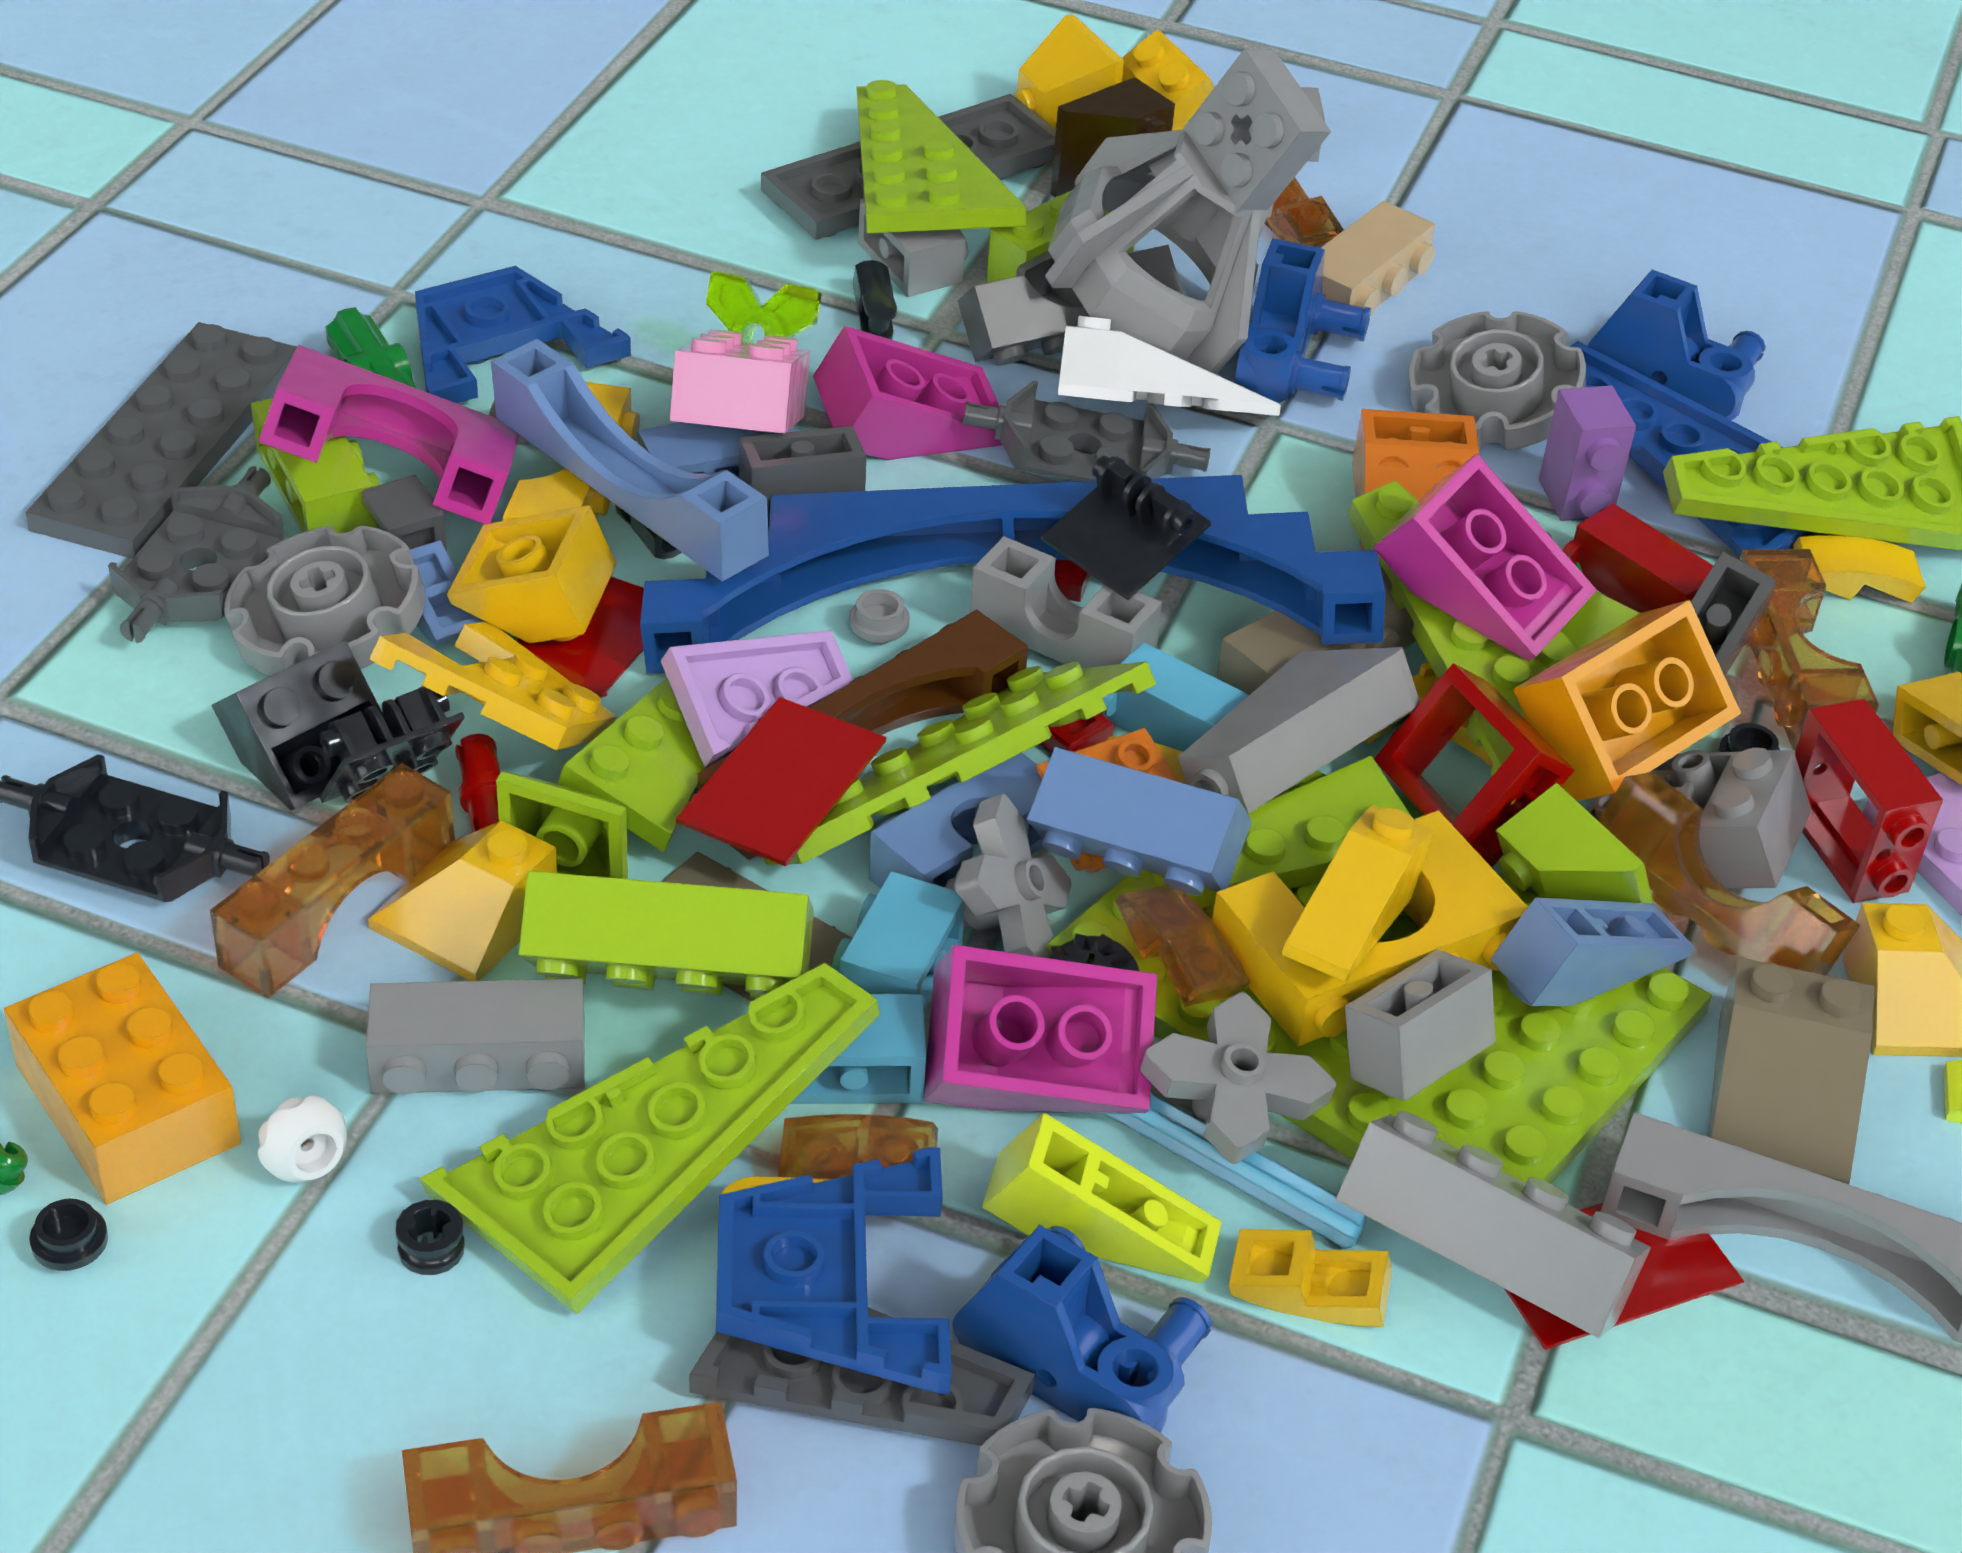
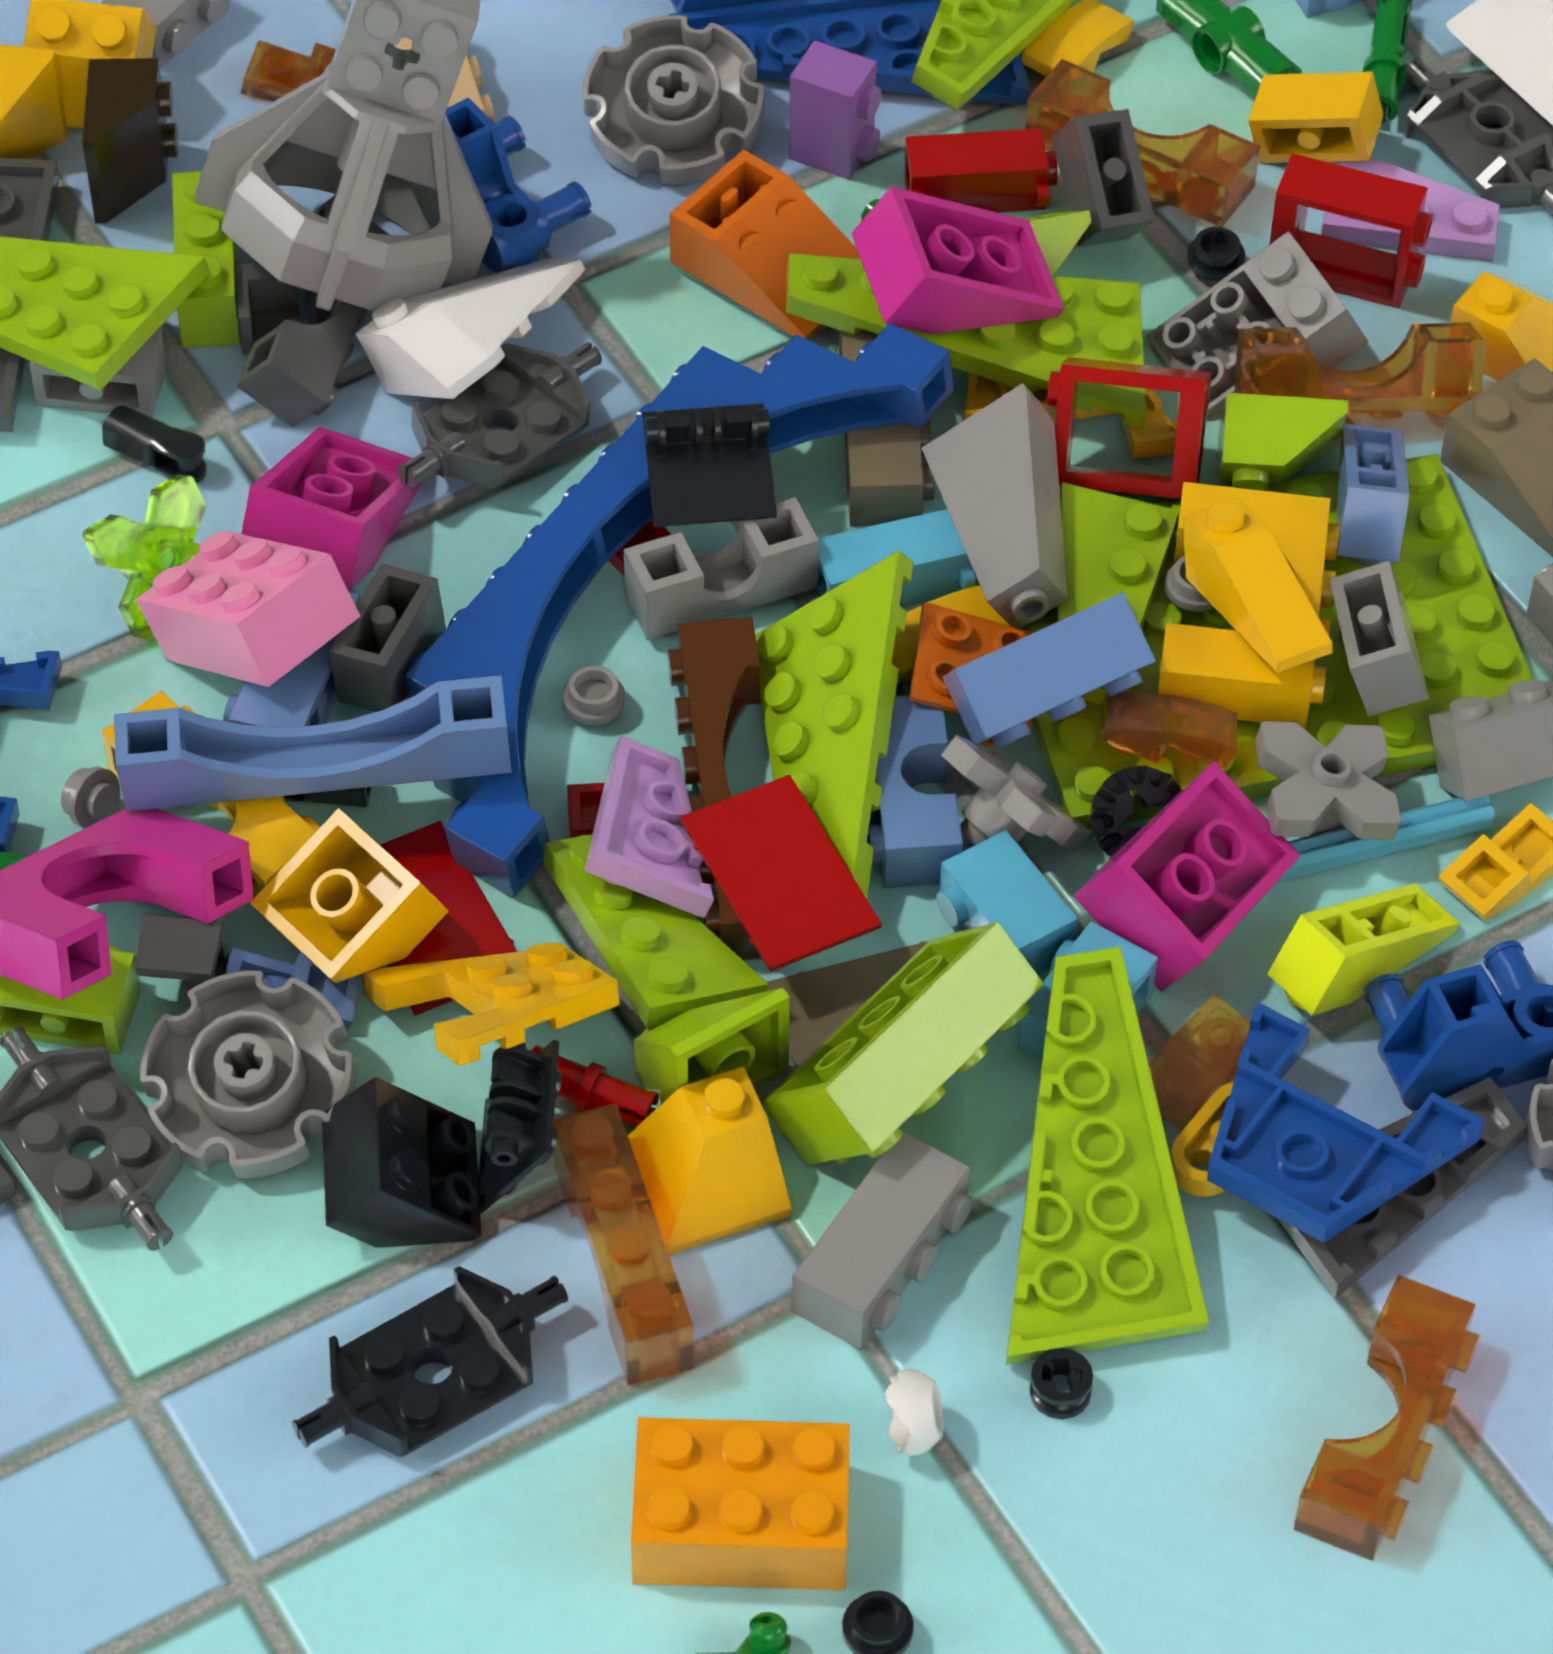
camera: 50 degrees left, 10 degrees up
(1630, 699) = (1167, 285): light orange brick -> none

